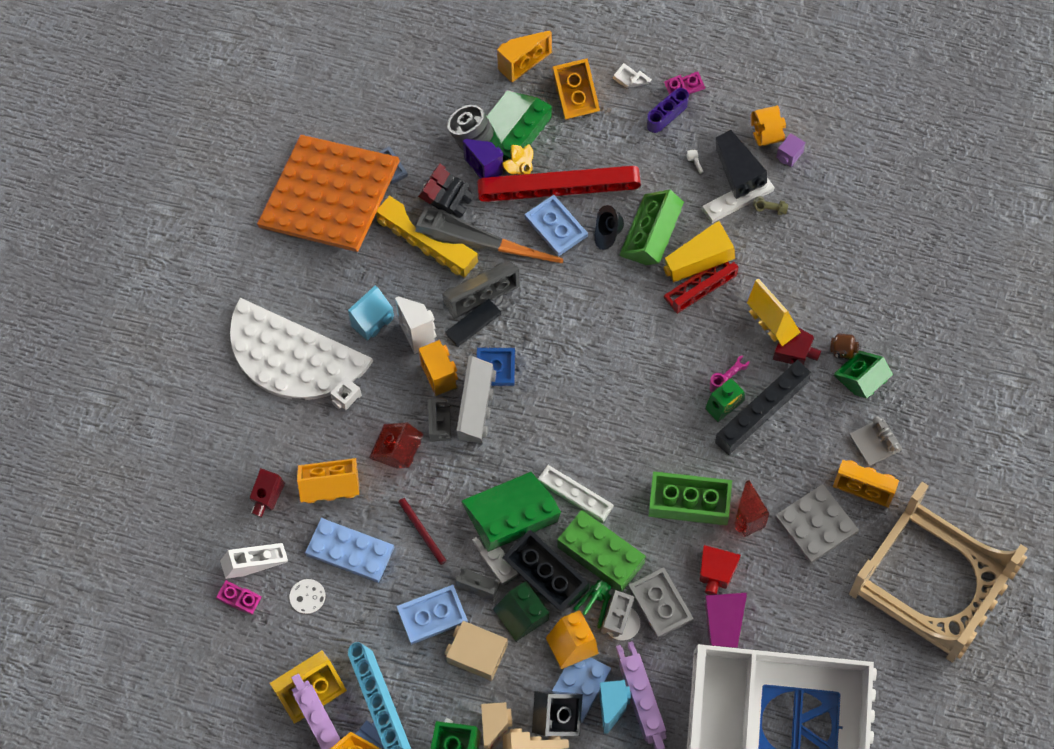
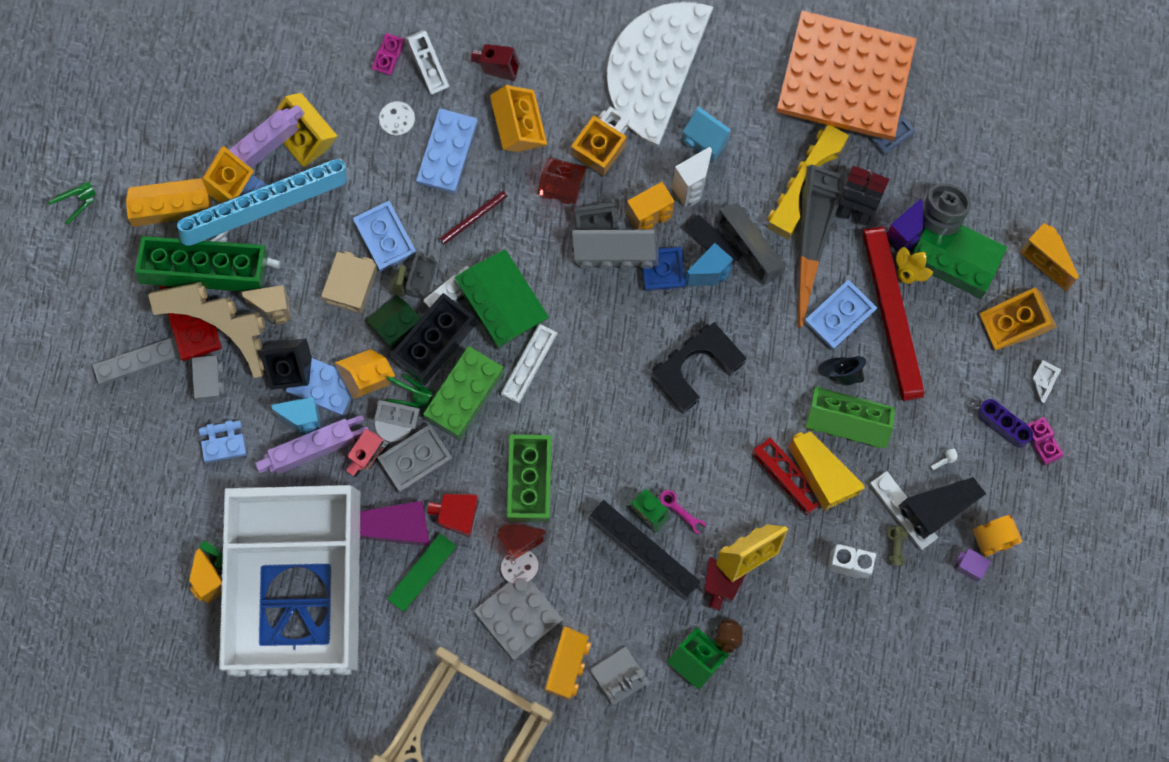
camera: 80 degrees right, 10 degrees up
(368, 408) = (598, 145): none -> light orange brick
(483, 601) = (399, 282): none -> olive slope
(501, 321) = (710, 268): none -> dark azure slope
(599, 370) = (711, 342): none -> black arch
(646, 641) = (372, 446): none -> coral torso
(772, 606) = (422, 572): none -> green tile
(773, 524) = (526, 563): none -> white sticker
(778, 253) = (846, 569): none -> white piece

